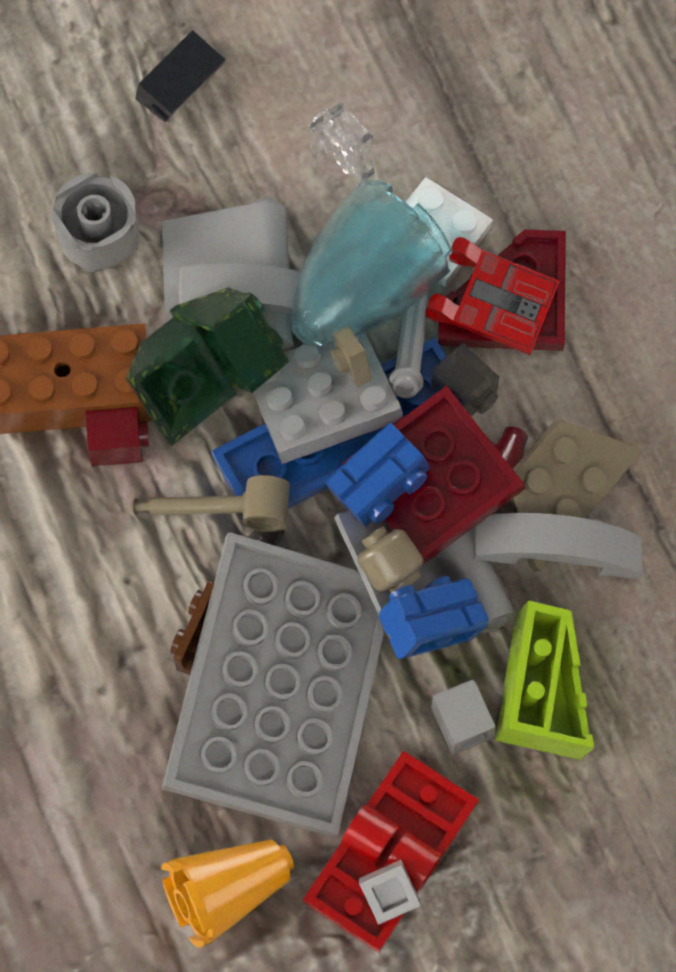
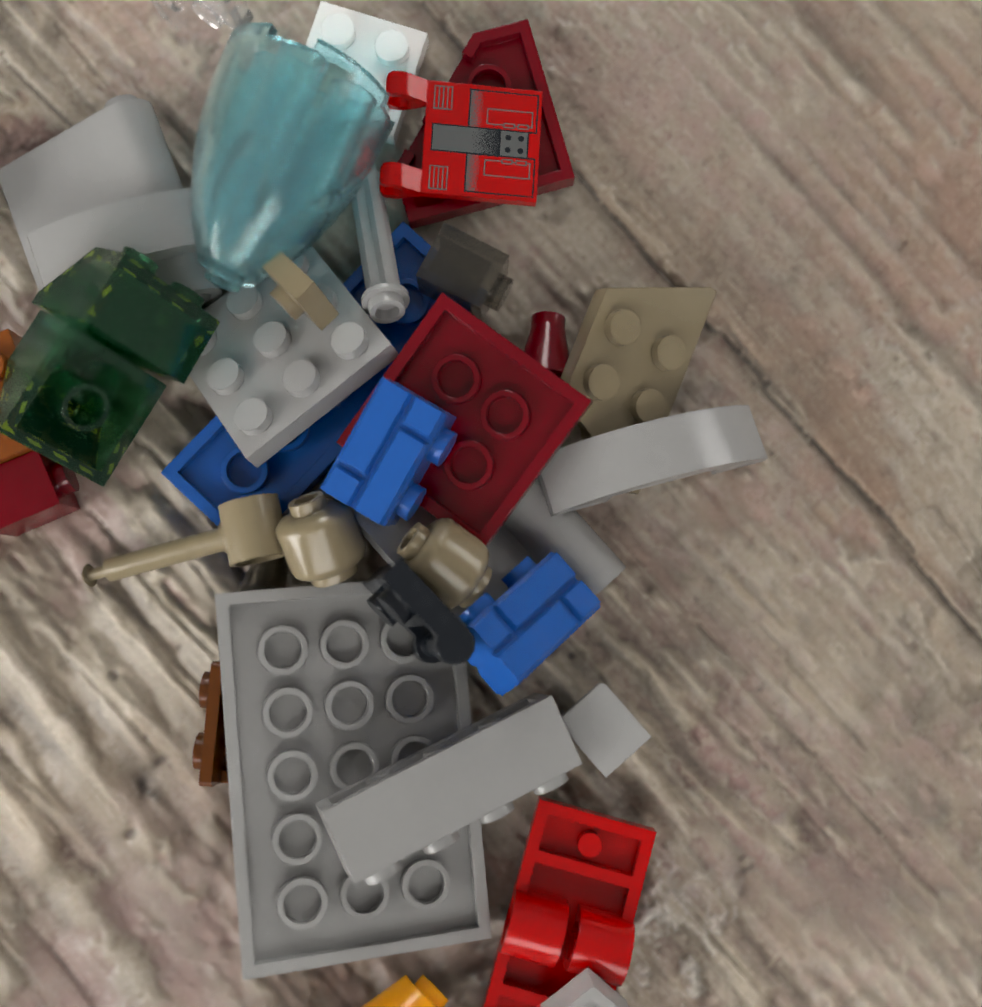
camera: 20 degrees left, 15 degrees up
(311, 521) = (320, 539): none -> dark tan head
(345, 707) = (447, 787): none -> light grey brick
(353, 574) = (406, 599): none -> black plate
(542, 685) = (691, 655): lime wedge -> none

